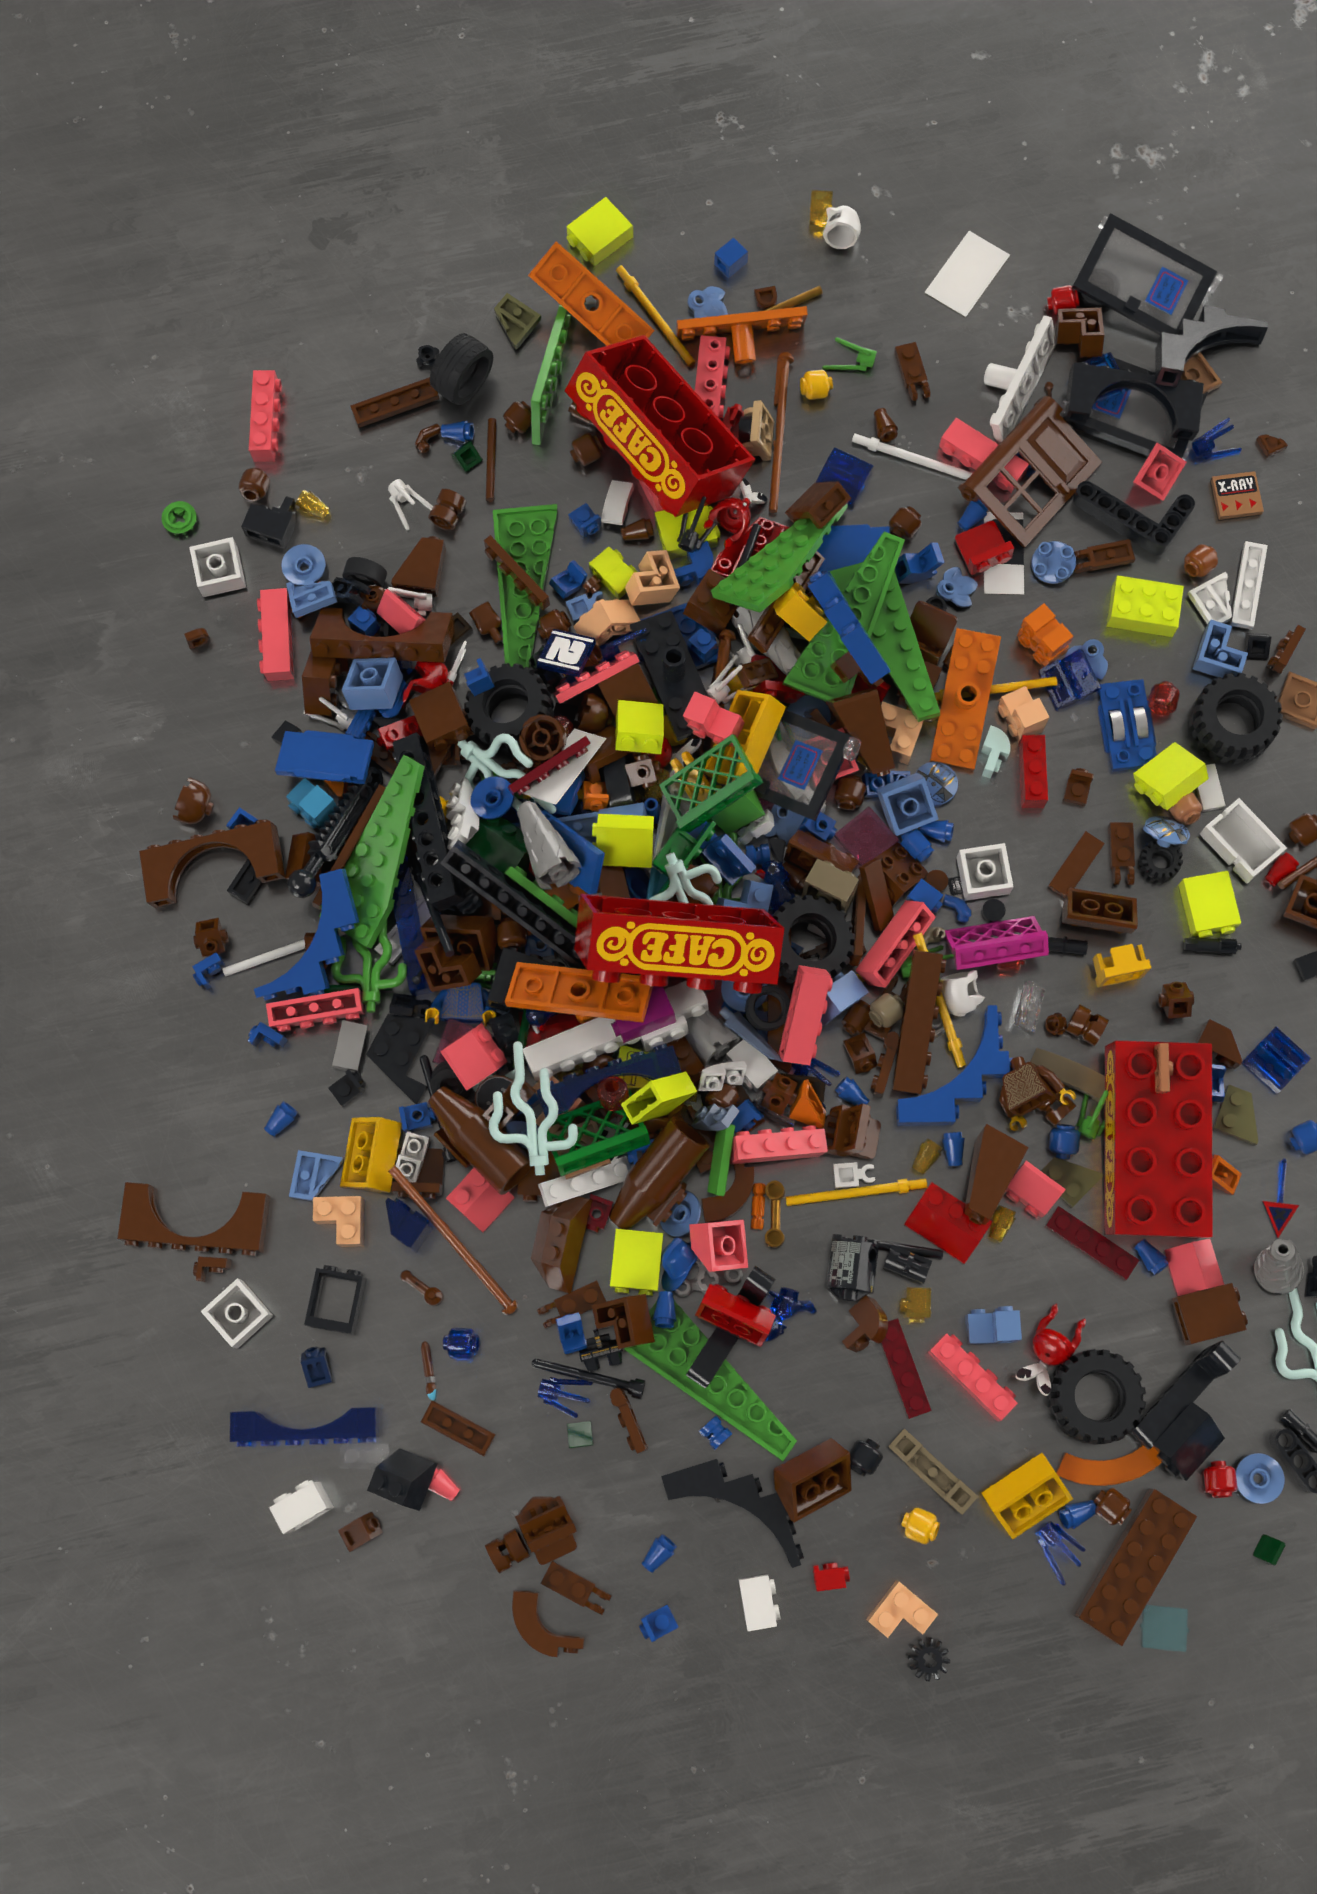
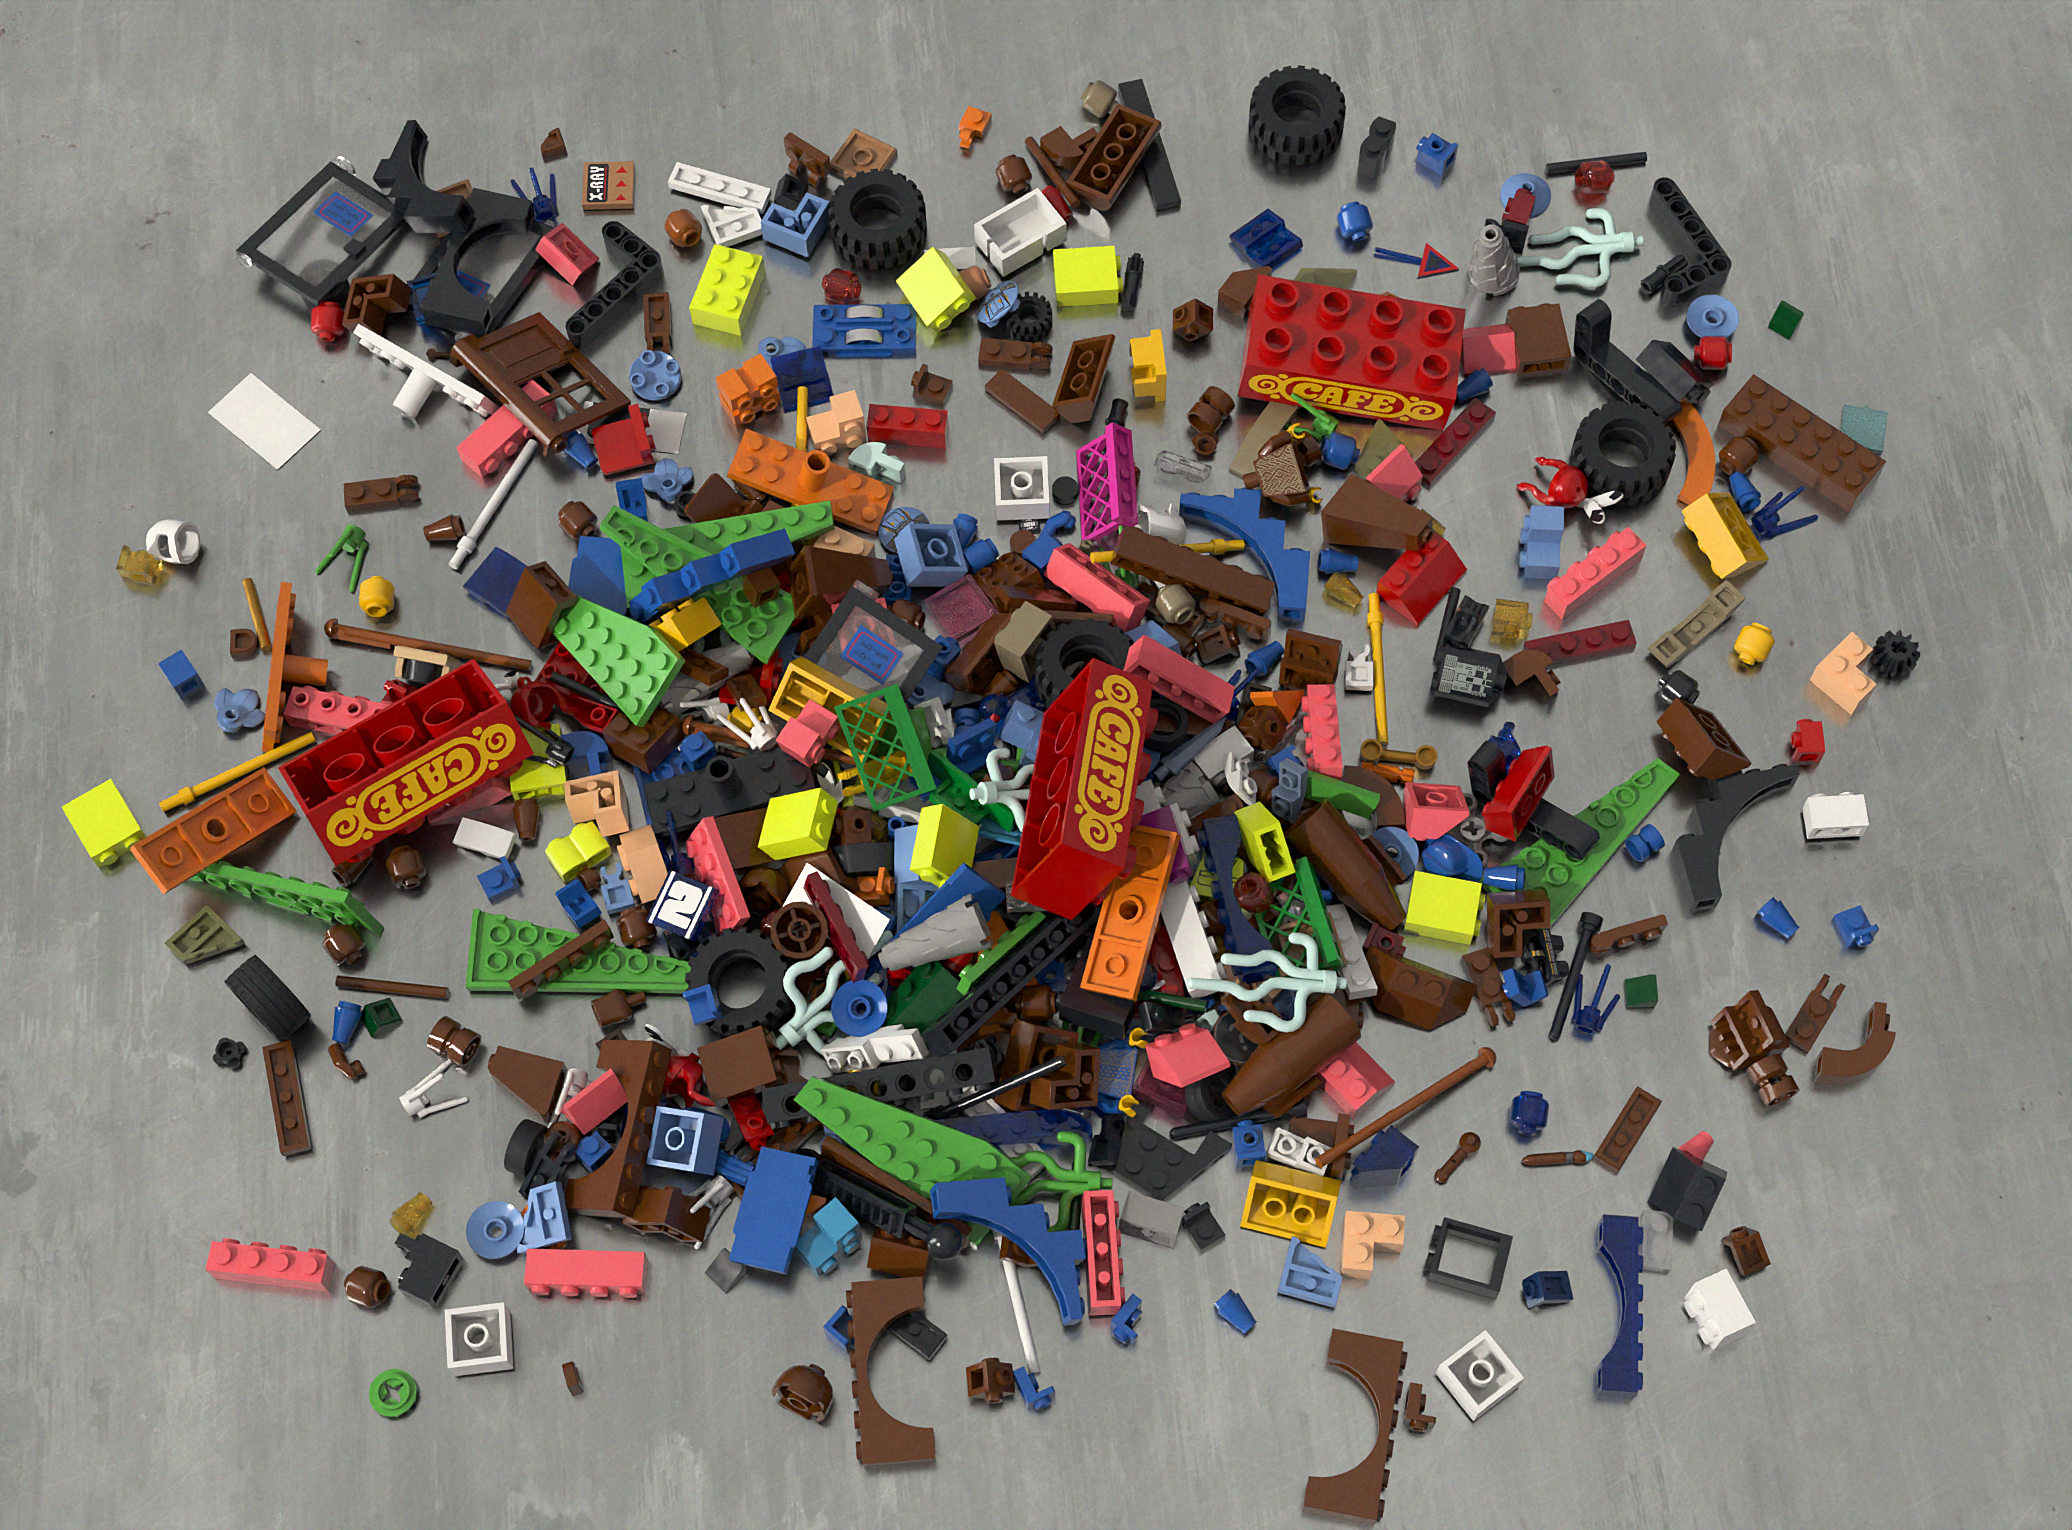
camera: 85 degrees left, 10 degrees down
(1164, 1068) = (1295, 321): nougat plate -> none

